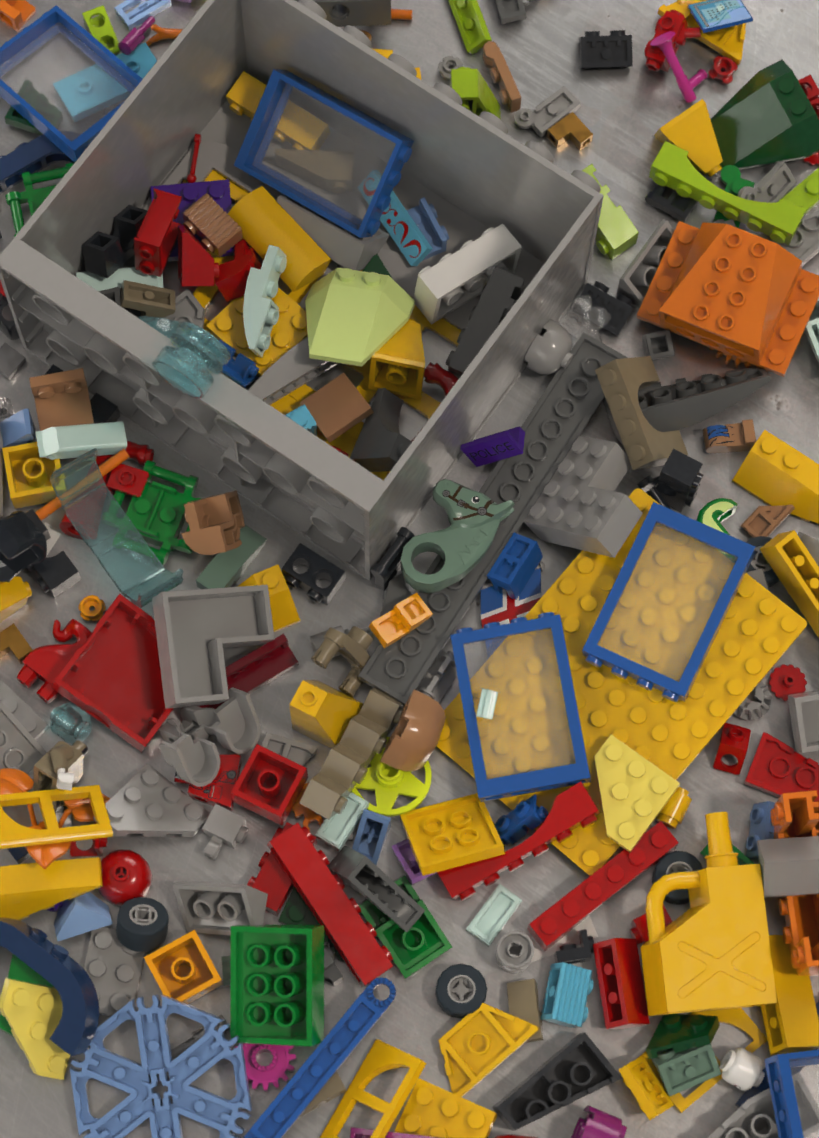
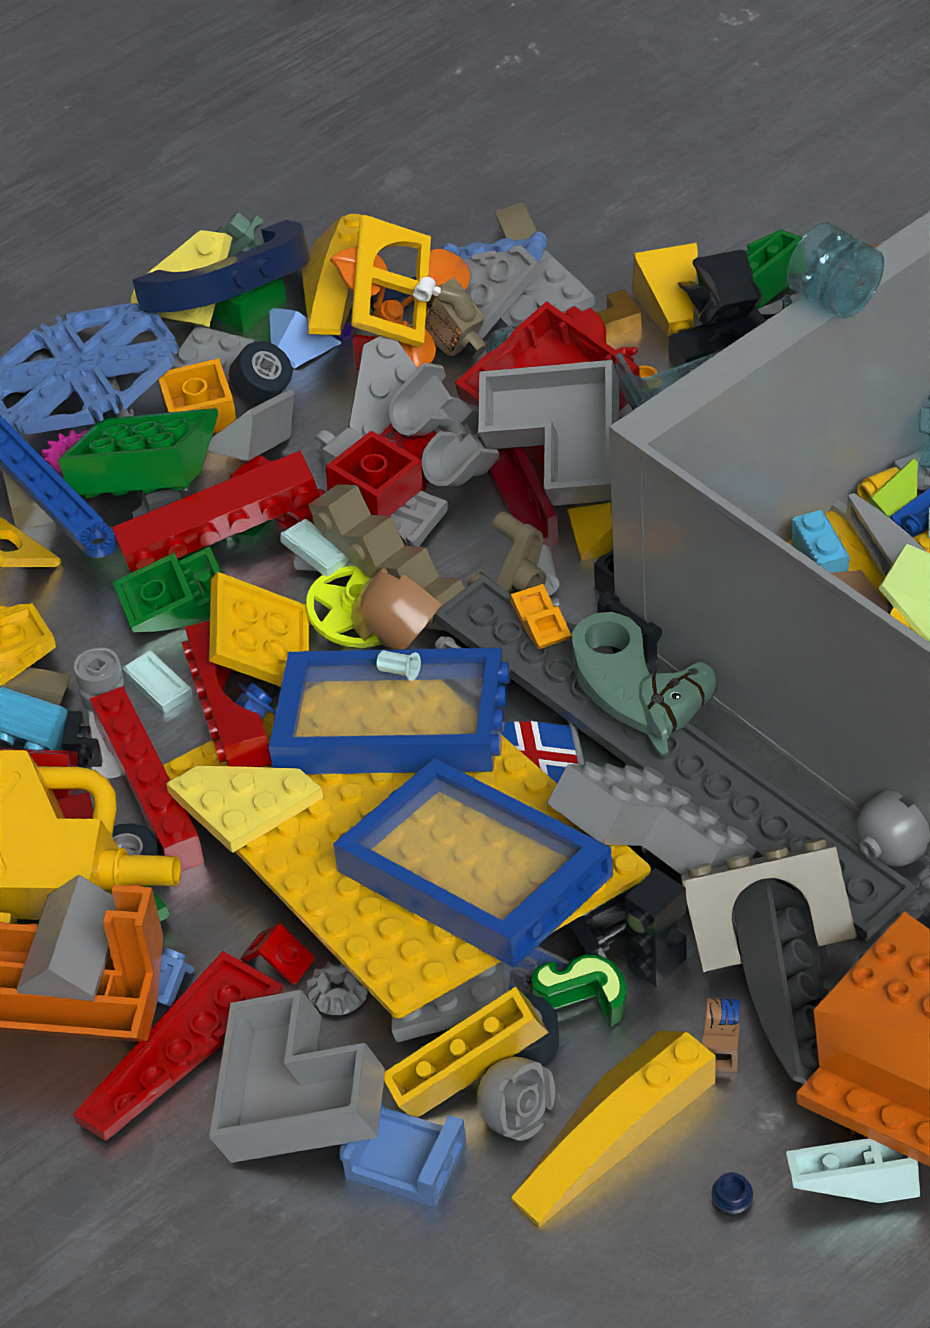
camera: 110 degrees right, 25 degrees down
(132, 885) = (322, 374): red cylinder -> none
(322, 712) = (451, 520): yellow slope -> none
(371, 835) = (293, 577): medium blue slope -> none
(375, 886) = (222, 544): dark grey arch -> none
(457, 982) = (78, 627): black wheel -> none
(495, 446) = (758, 758): dark purple panel -> none
(515, 565) = (581, 741): blue hinge -> none
(675, 809) = (219, 871): yellow brick -> none
(766, 520) = (585, 1053): medium nougat tile -> none
(787, 681) = (345, 1032): red piece -> none

